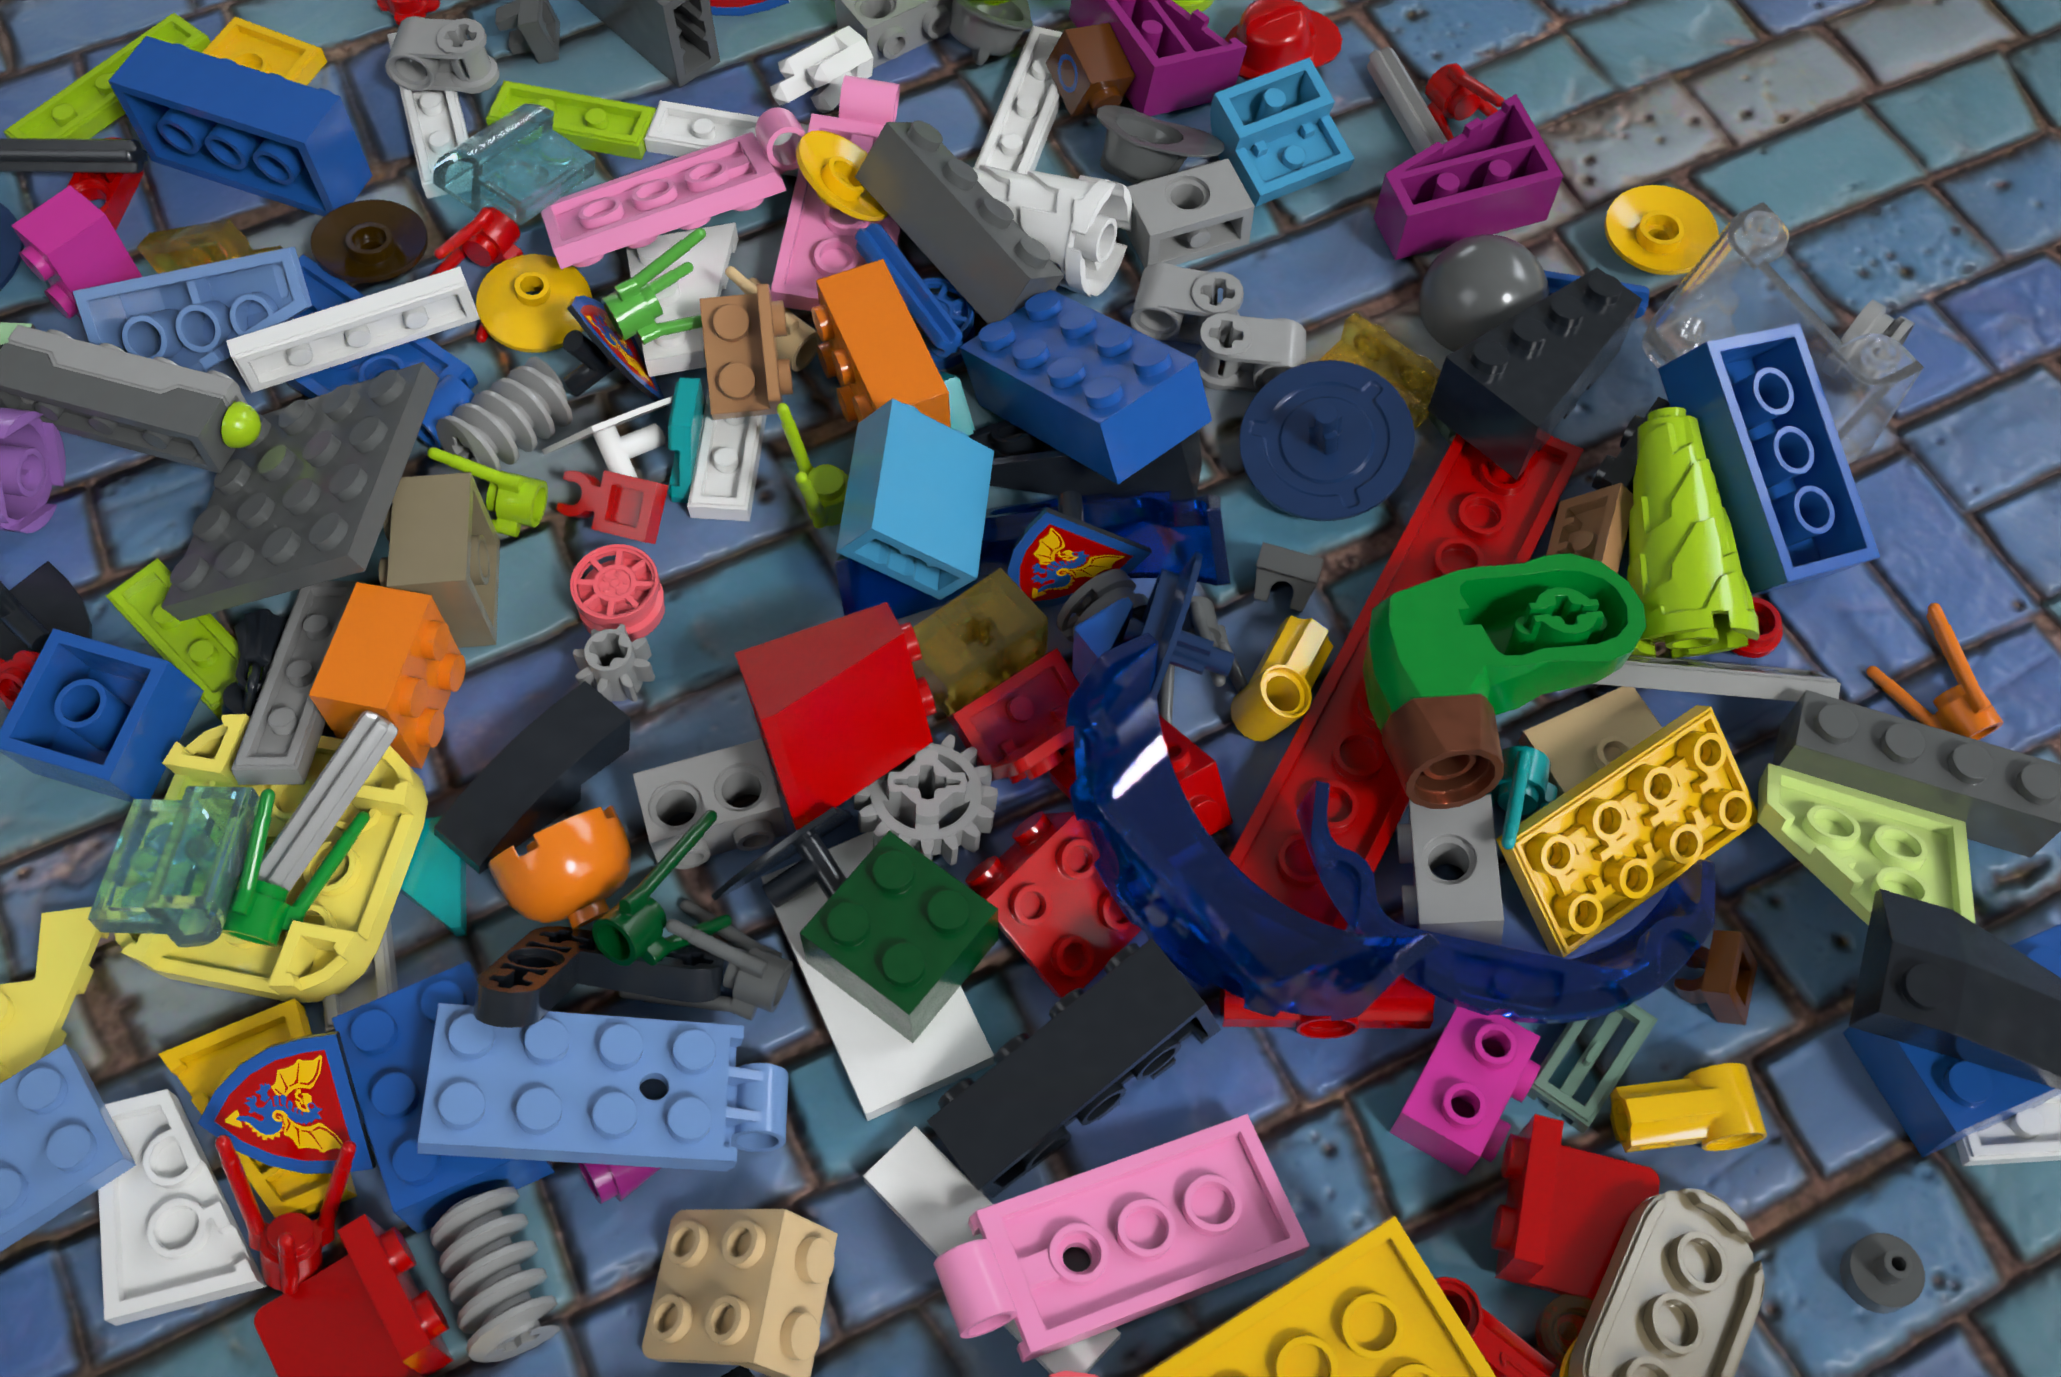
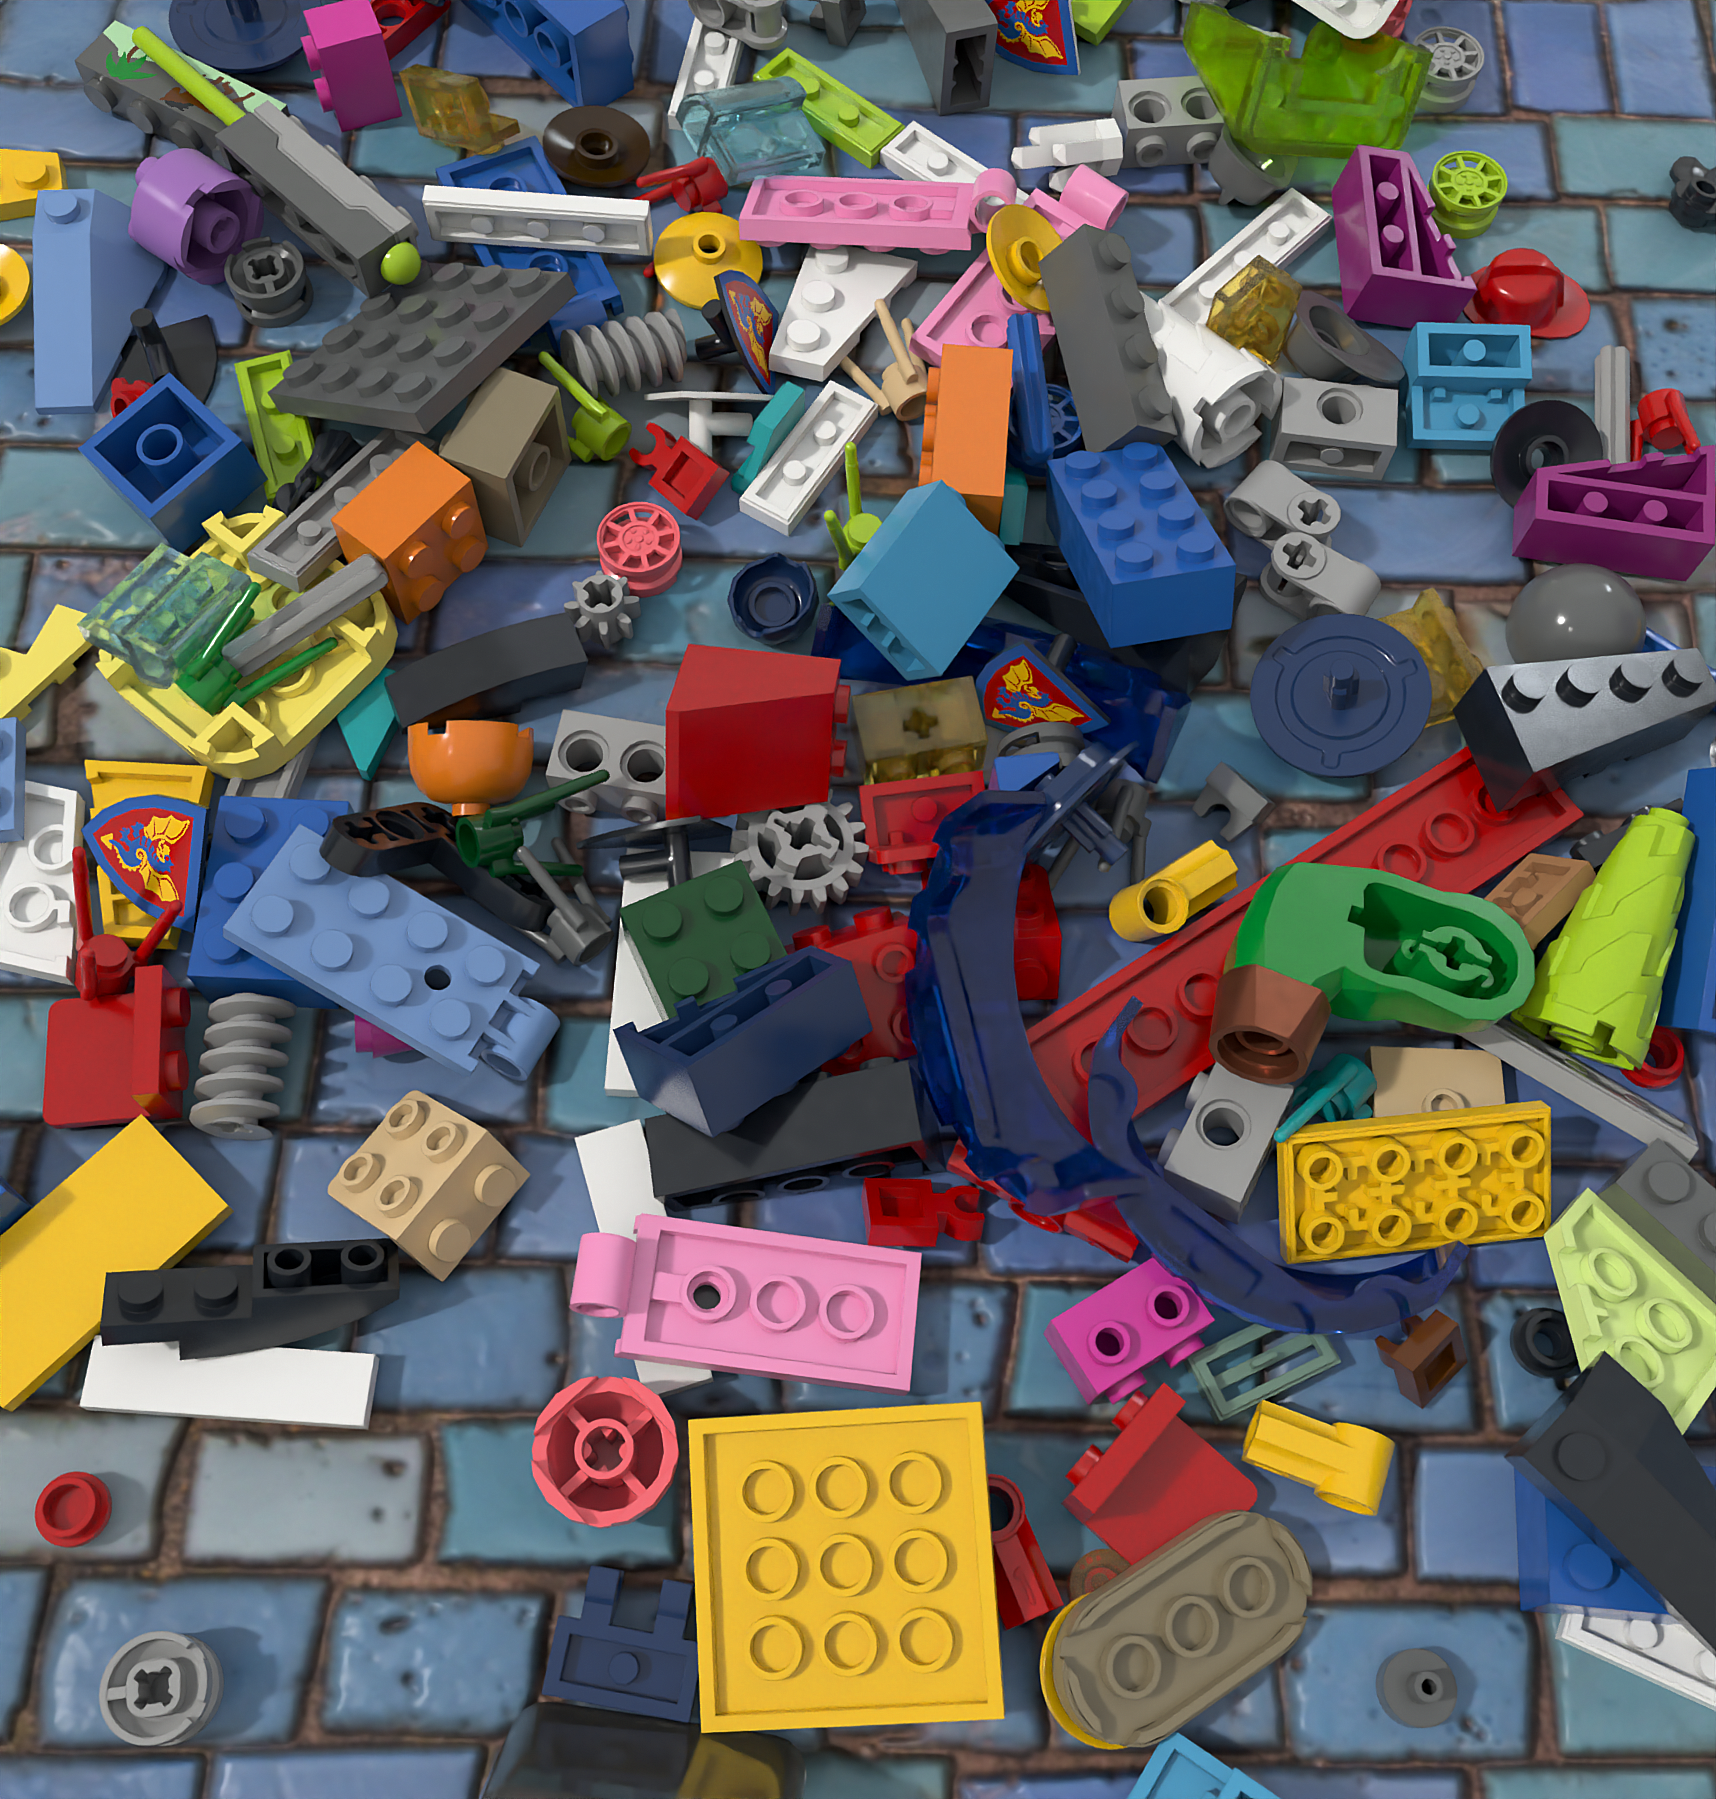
camera: 25 degrees right, 5 degrees up
(101, 501) = (269, 282): none -> dark grey wheel
(195, 308) = (416, 146): medium blue wedge -> none
(635, 303) = (781, 301): bright green plant -> none
(743, 354) = (853, 384): medium nougat bracket -> none
(774, 582) = (773, 599): none -> dark blue hair
(994, 1000) = (750, 1044): none -> dark blue wedge
(1071, 136) = (1256, 309): none -> clear yellow bracket
(1090, 68) = (1320, 248): reddish brown brick -> none
(1221, 1083) = (912, 1215): none -> red plate
(1374, 138) = (1553, 427): none -> black dish
(1821, 902) = (1555, 1327): none -> black plate

